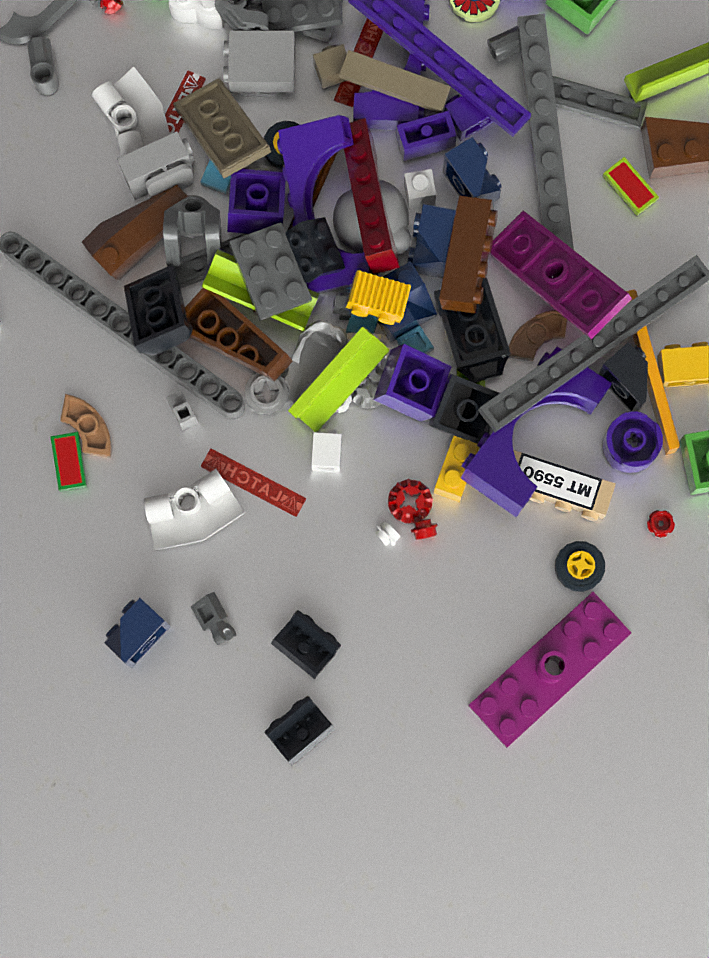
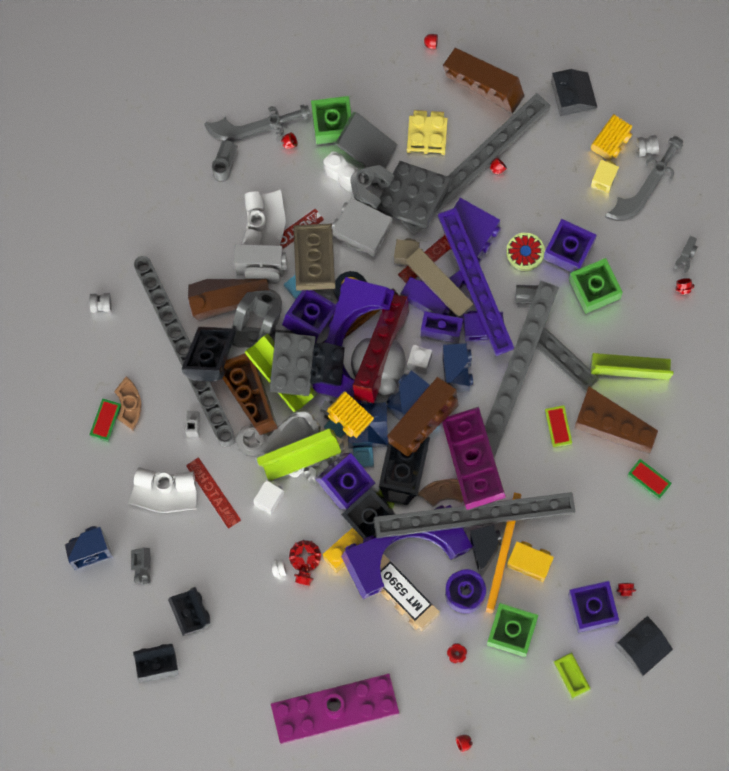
camera: 30 degrees right, 5 degrees down
(582, 556) = (389, 646): black wheel -> none

